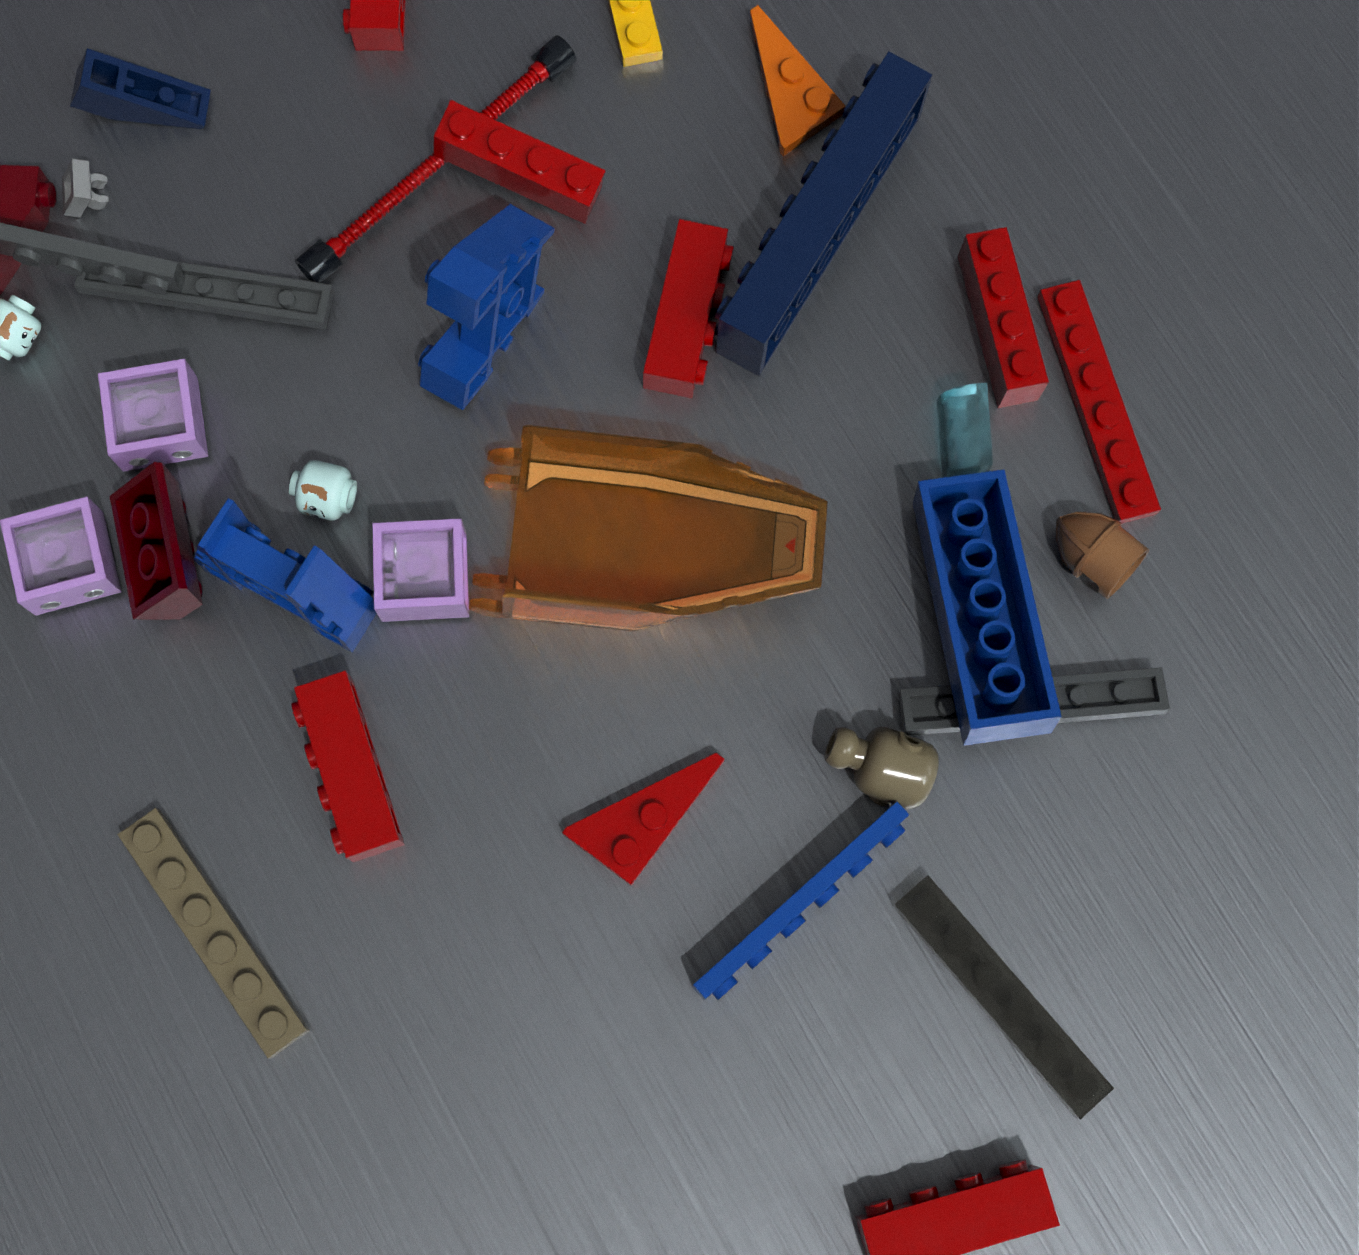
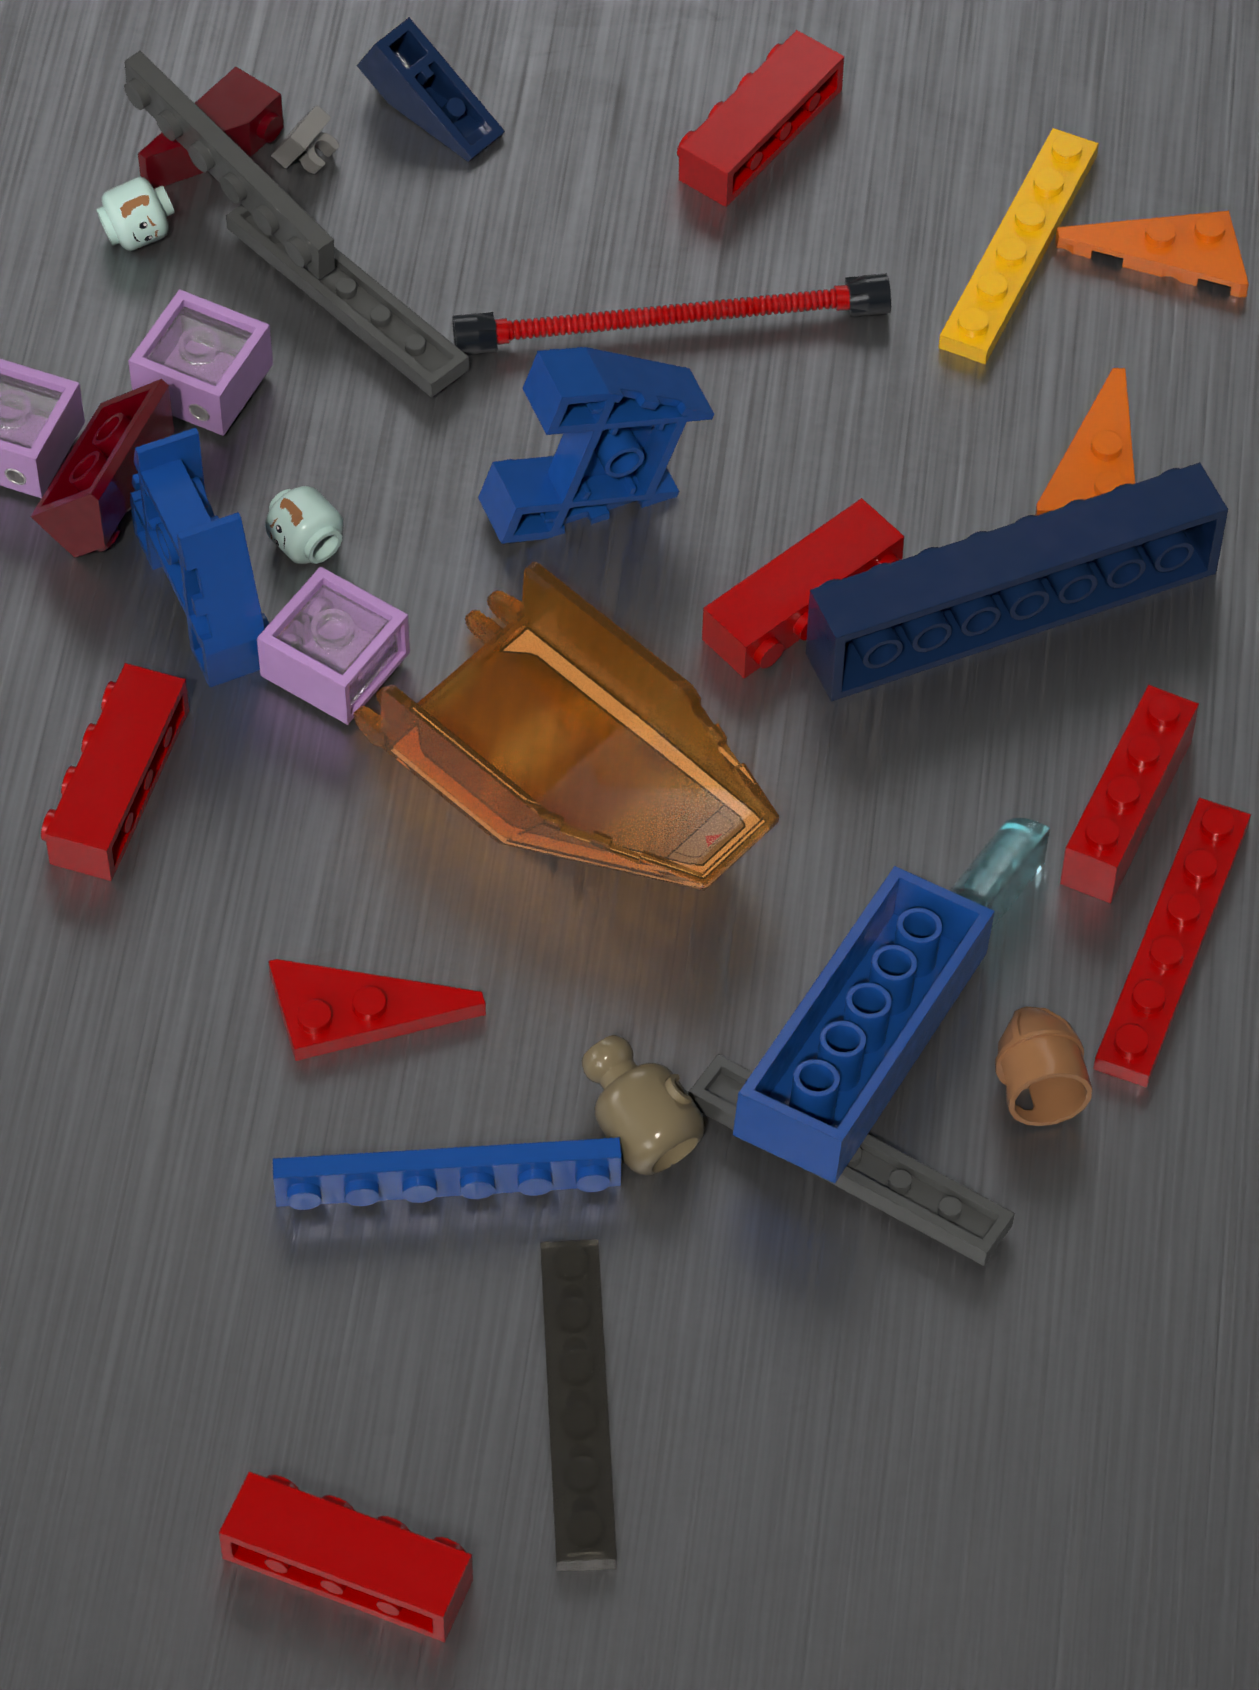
camera: 40 degrees right, 20 degrees down
(518, 162) = (744, 357): red brick -> none

